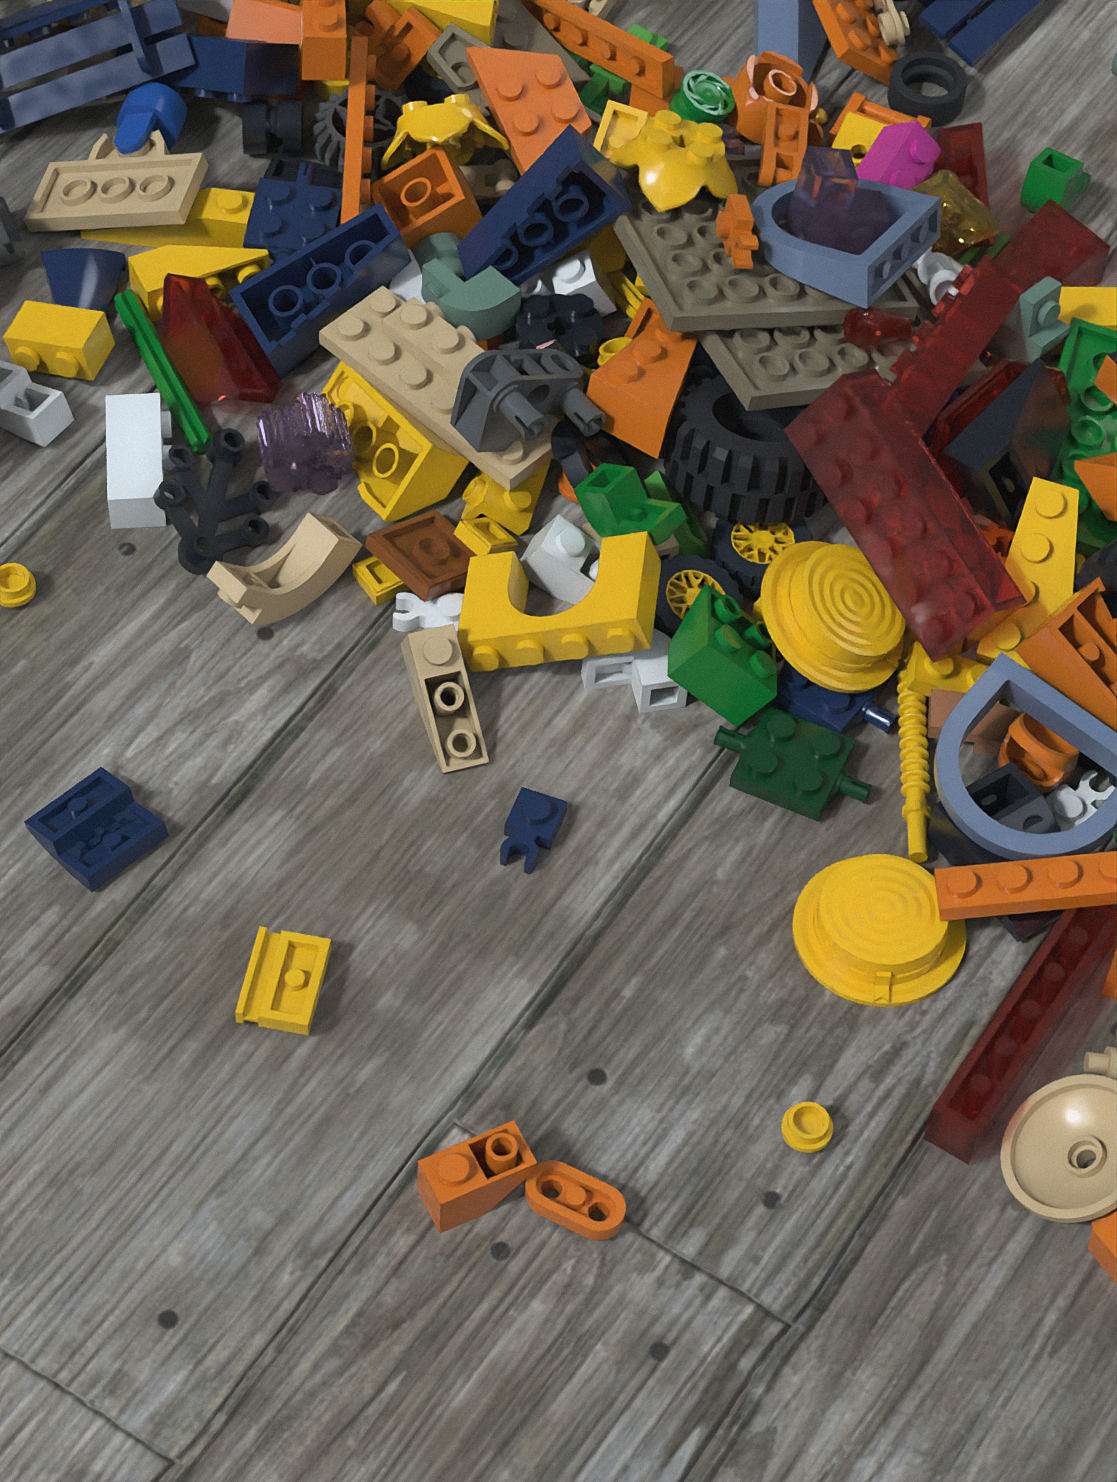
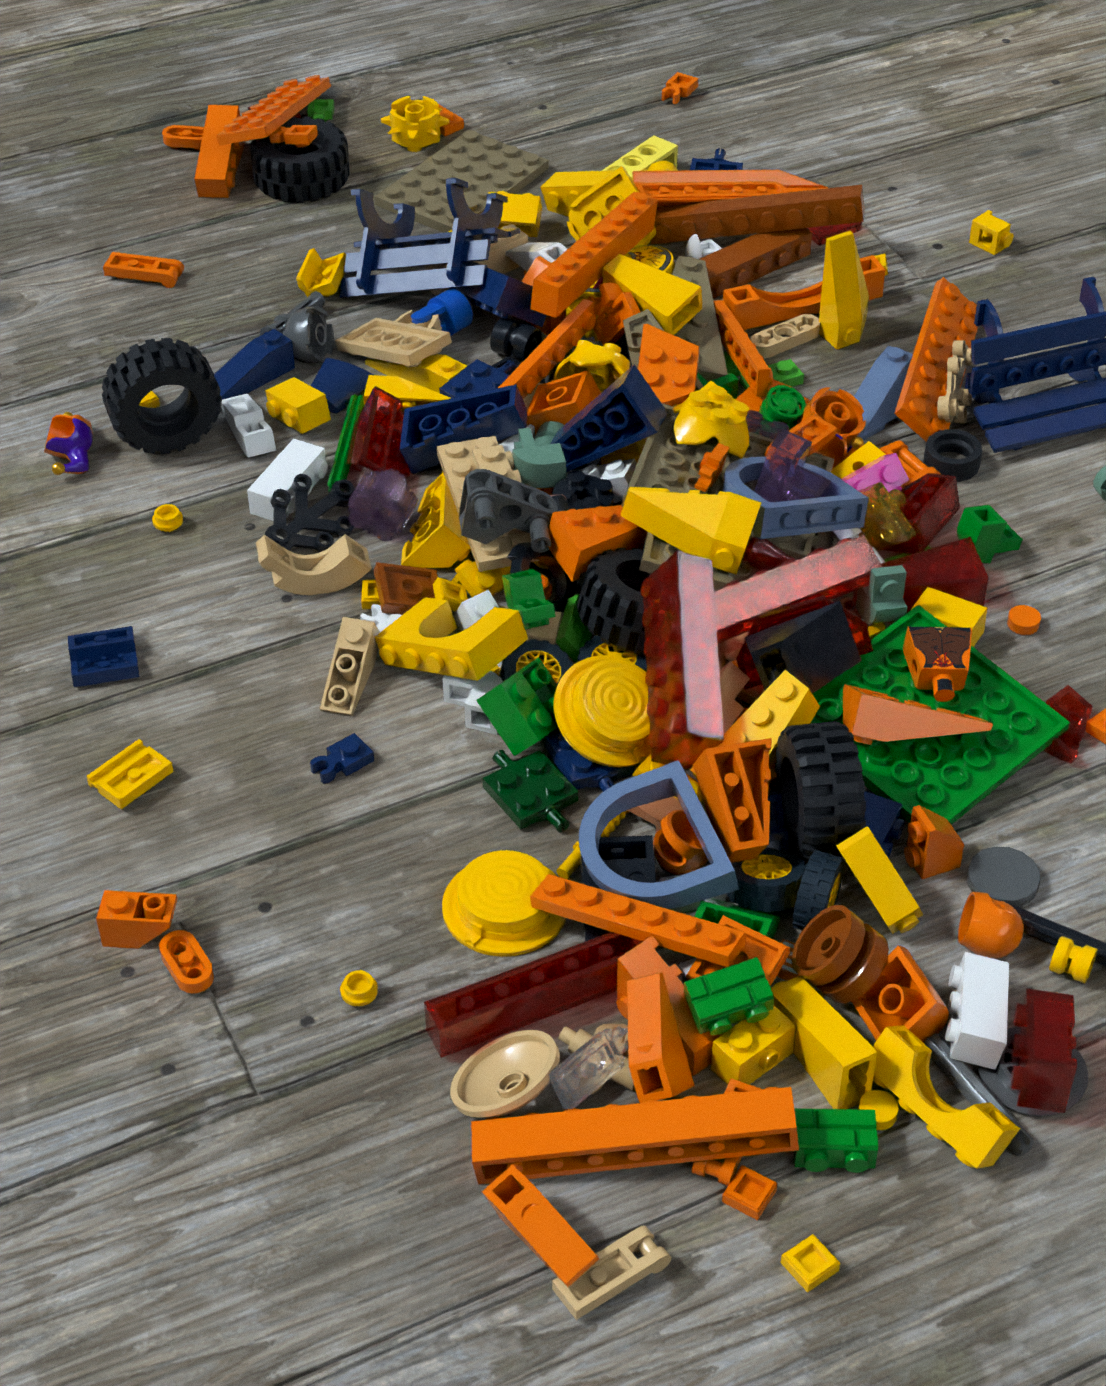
camera: 35 degrees right, 10 degrees down
(795, 320) = (696, 522): none -> yellow wedge

